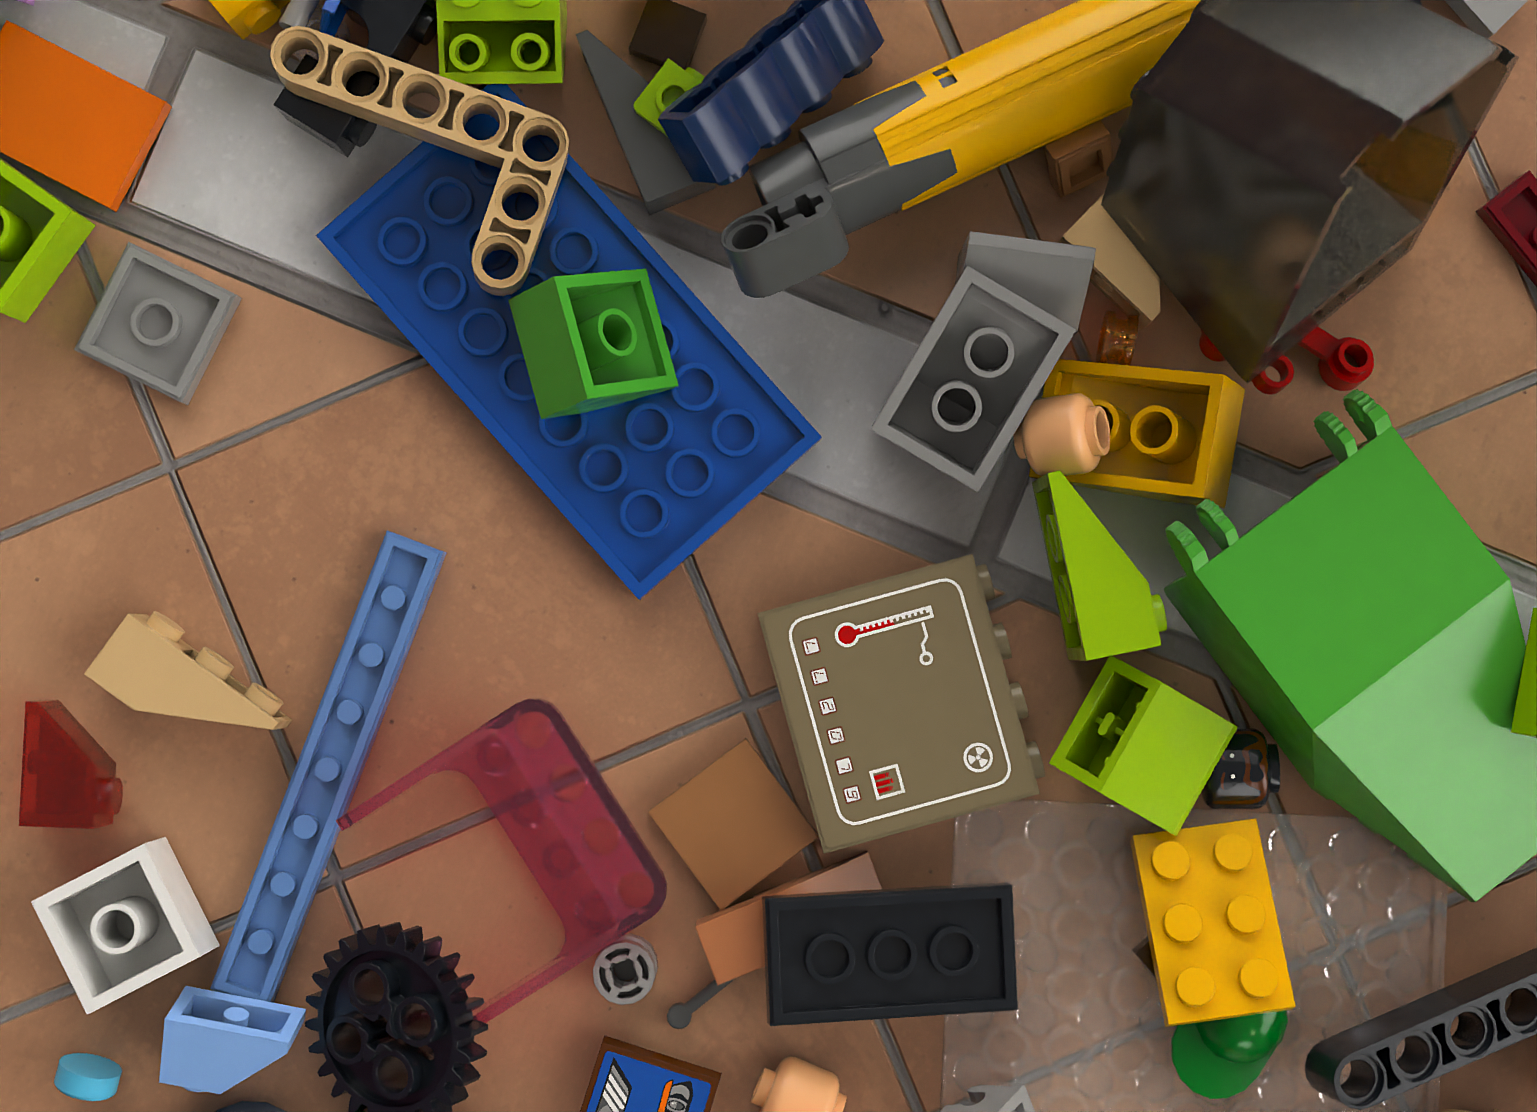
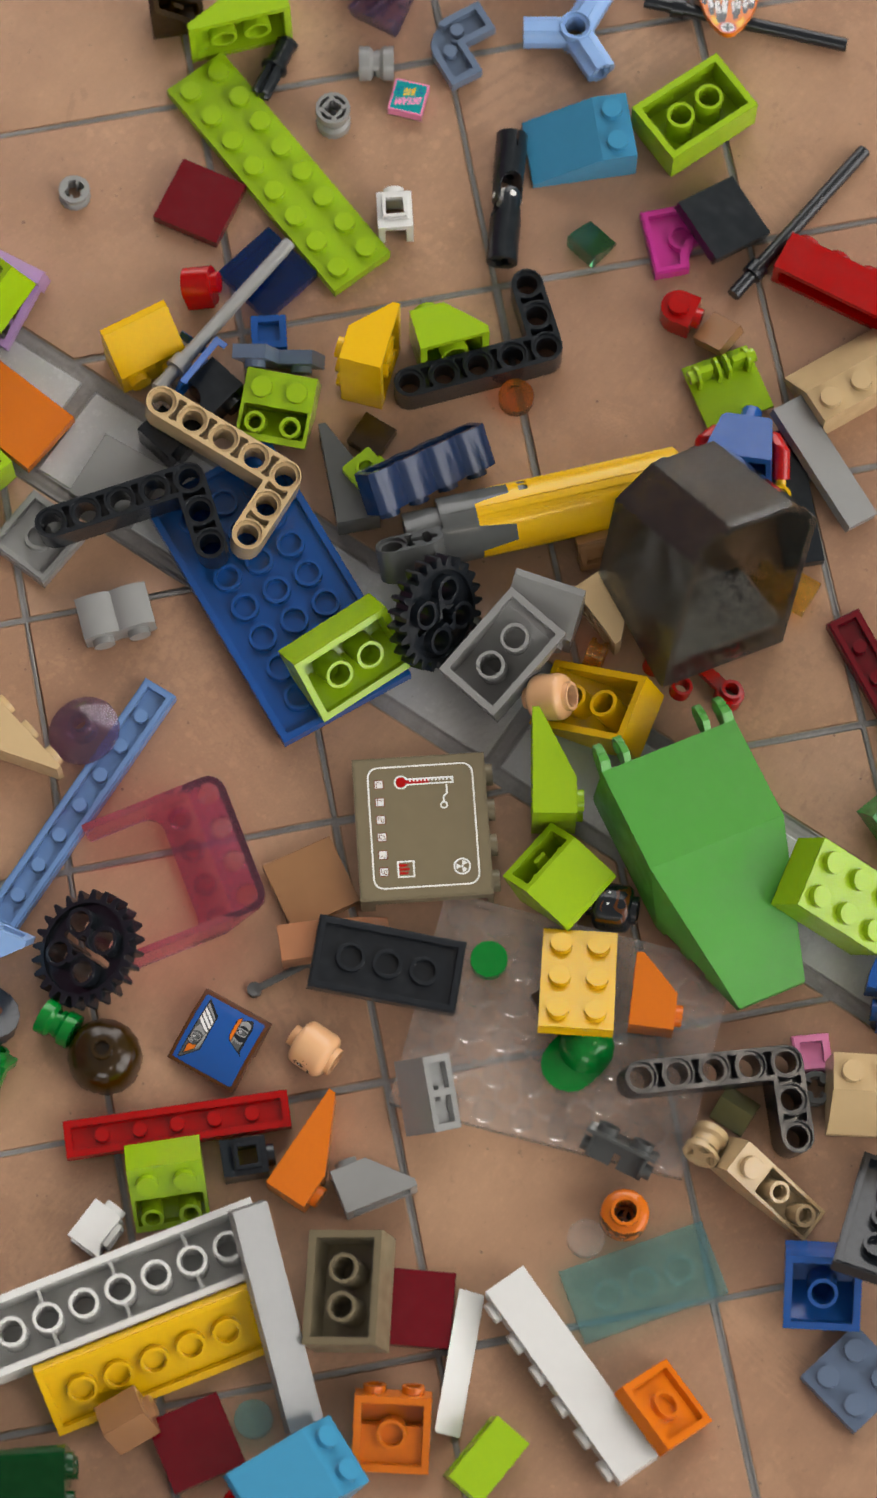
camera: 10 degrees right, 15 degrees down
(265, 197) = (111, 465): none -> light grey tile
(310, 246) = (140, 509): none -> black beam
(312, 435) = (115, 615): none -> light grey brick
(329, 645) = (90, 741): none -> dish
(592, 341) = (289, 590): bright green slope -> none
(630, 958) = (233, 956): light grey wheel -> none
(711, 435) = (344, 657): none -> lime slope
(842, 331) = (434, 611): none -> black gear
(1053, 905) = (488, 960): none -> green tile
(1336, 927) = (652, 1001): none -> orange slope
(1500, 1071) = (734, 1111): none -> olive slope

